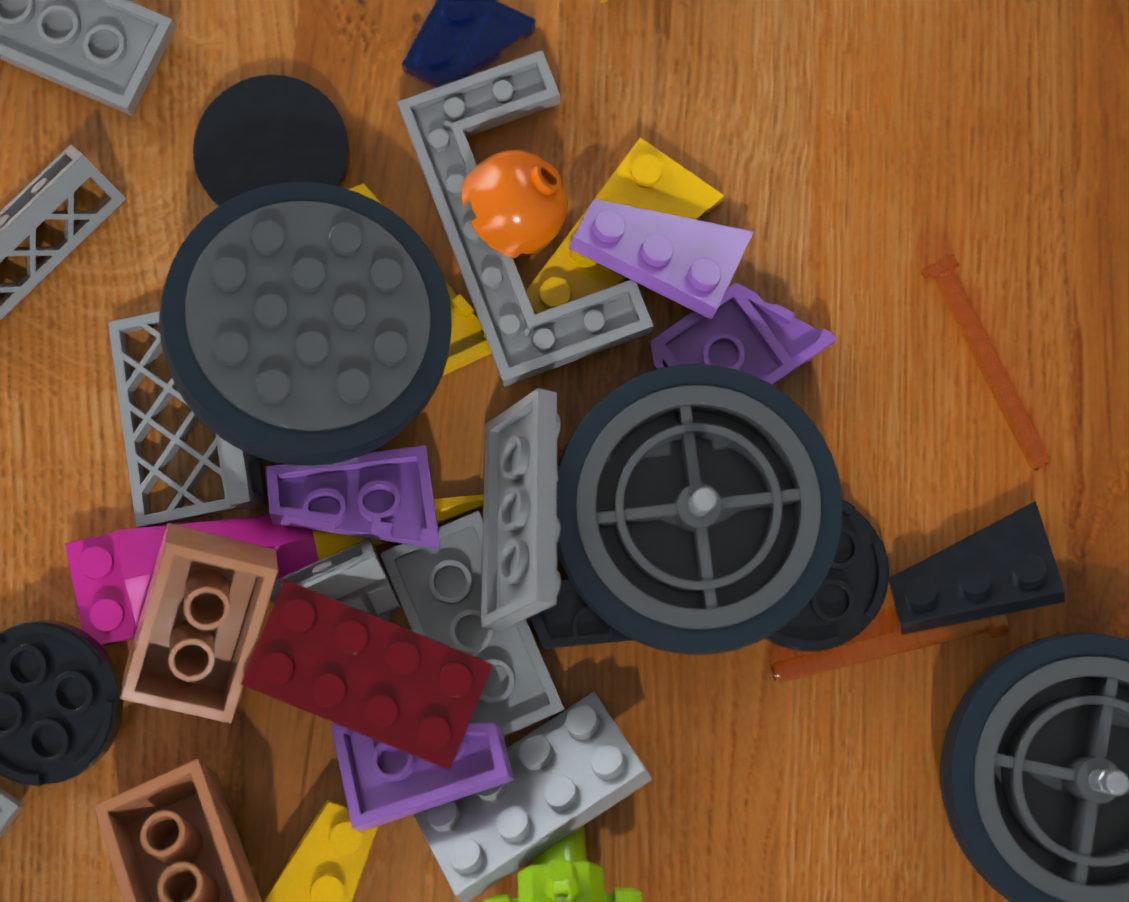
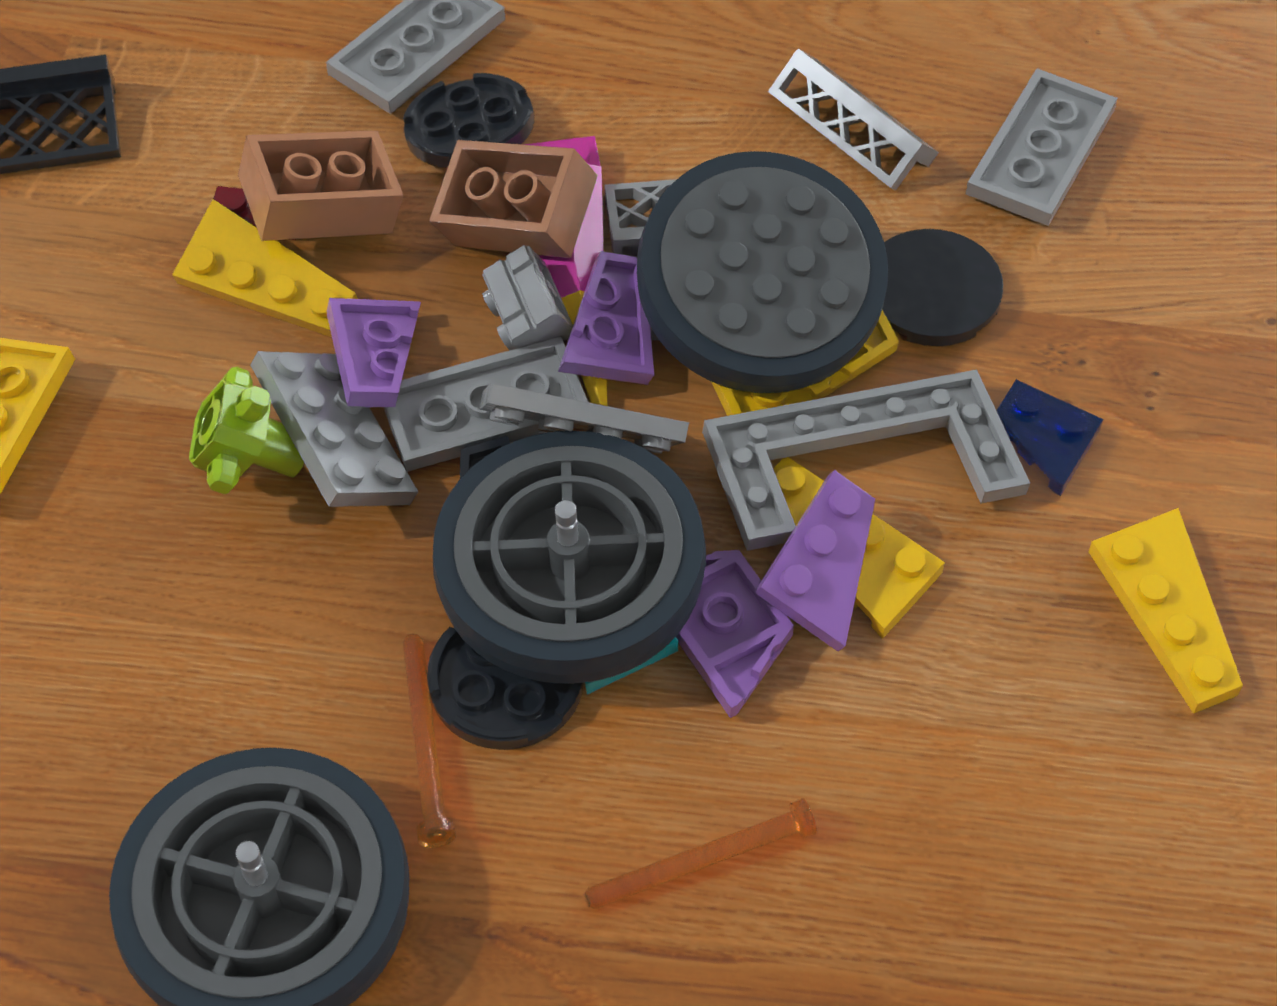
camera: 95 degrees right, 25 degrees down
(367, 674) = (452, 302): dark red plate -> none
(516, 202) = (873, 441): orange cylinder -> none
(981, 576) = (479, 821): black wing -> none

